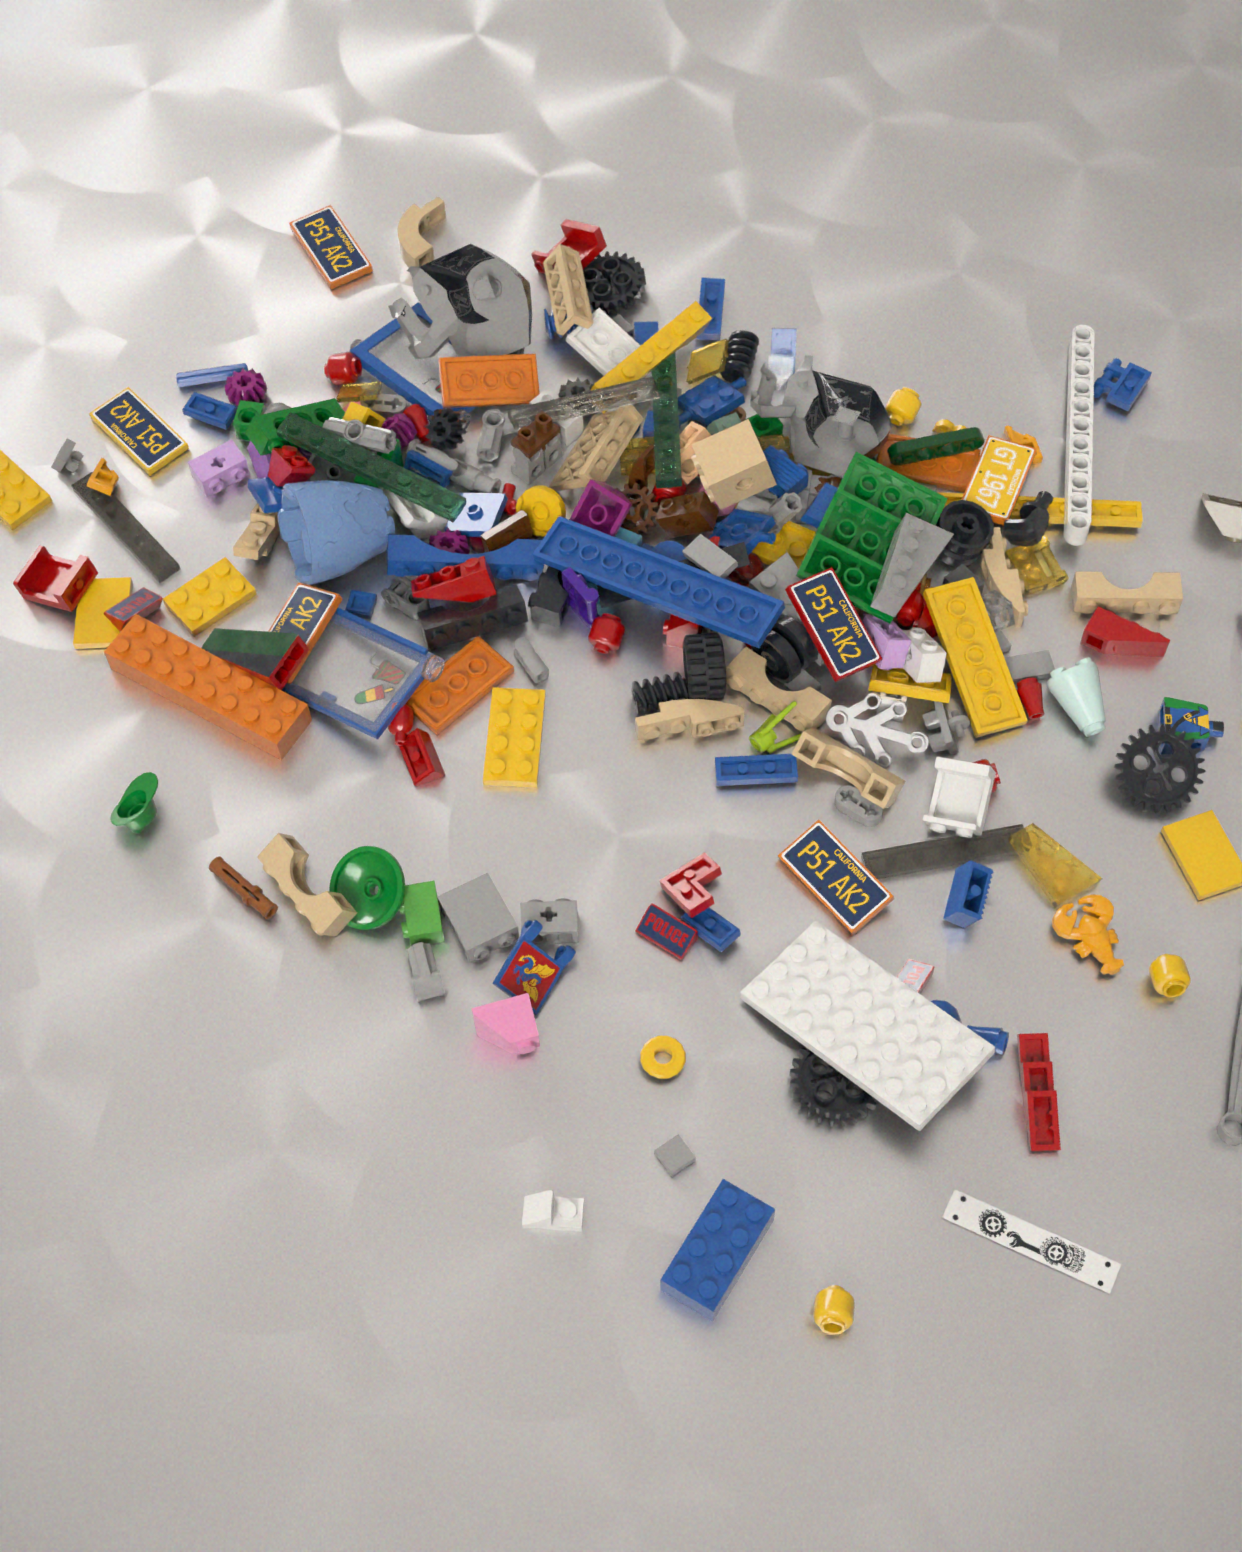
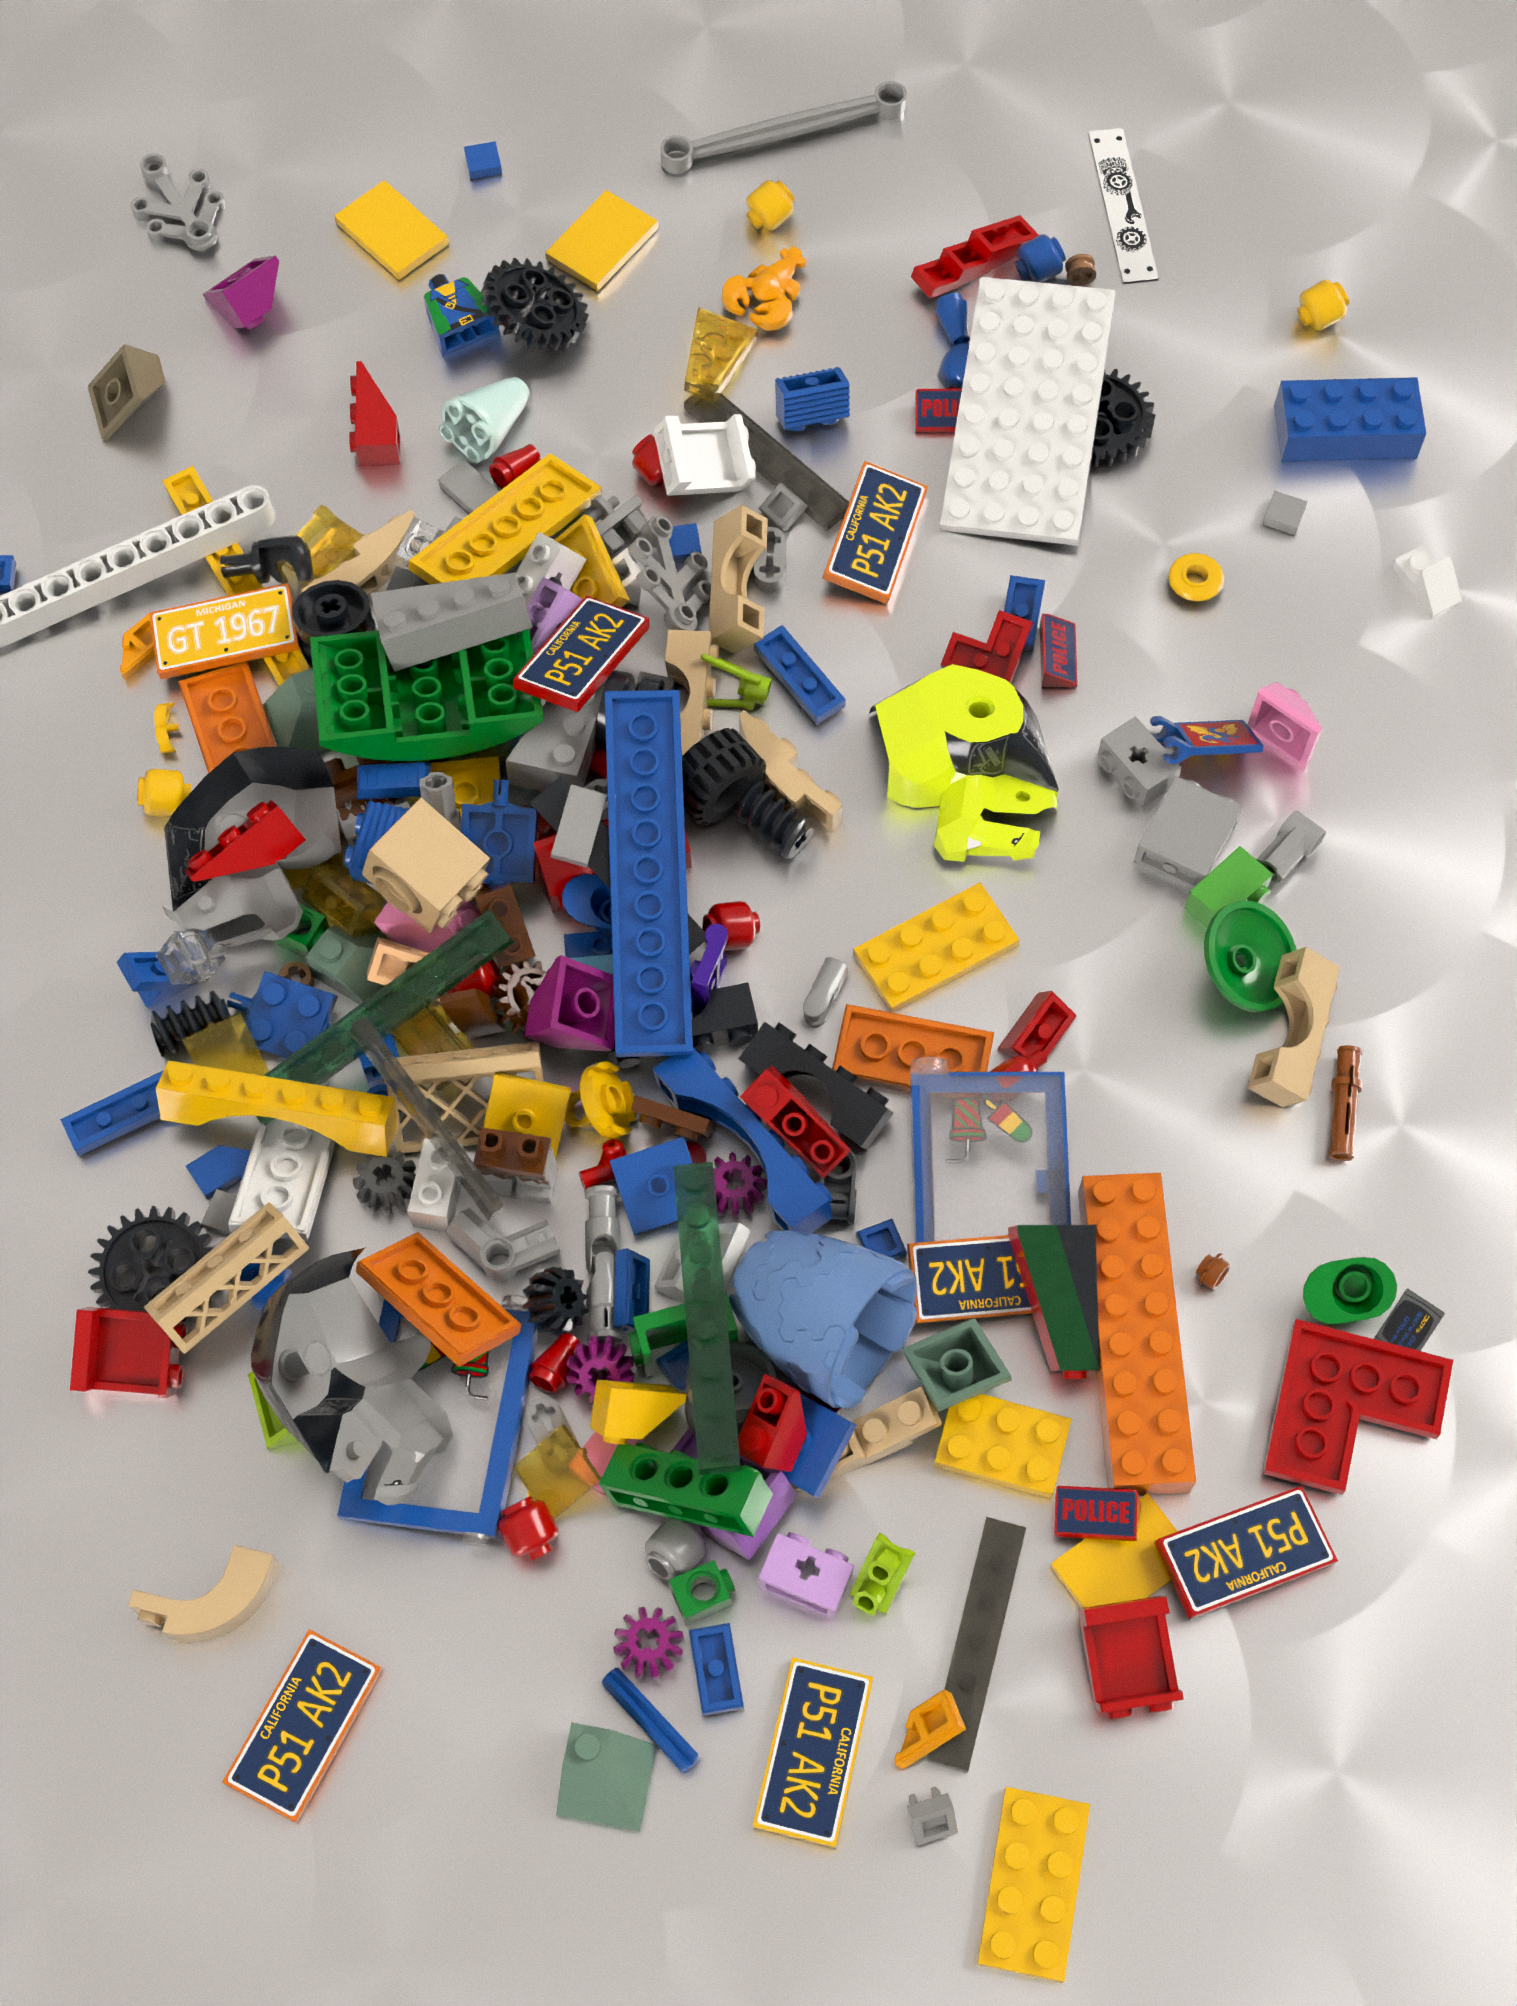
camera: 125 degrees left, 5 degrees up
(56, 666) = (1245, 1552): none -> tile
(97, 771) = (1334, 1382): none -> red plate
(97, 835) = (1410, 1322): none -> black sticker
(189, 497) = (881, 1575): none -> lime hips
(205, 344) = (605, 1777): none -> sand green slope
(209, 751) = (1213, 1270): none -> dark orange plate
(255, 579) = (956, 1364): none -> sand green slope
(363, 435) = (668, 1392): light grey piece -> none
(561, 469) = (527, 1107): none -> yellow plate
(636, 831) = (968, 747): none -> neon yellow piece
(822, 414) = (254, 844): none -> red slope
(893, 834) = (783, 507): none -> light grey tile
(906, 763) = (684, 541): none -> blue tile
(935, 446) = (208, 711): dark green beam -> none
(978, 1155) = (1080, 270): none -> medium nougat bush
(1005, 1131) = (1040, 259): none -> blue head
(1159, 595) = (289, 412): tan arch -> none

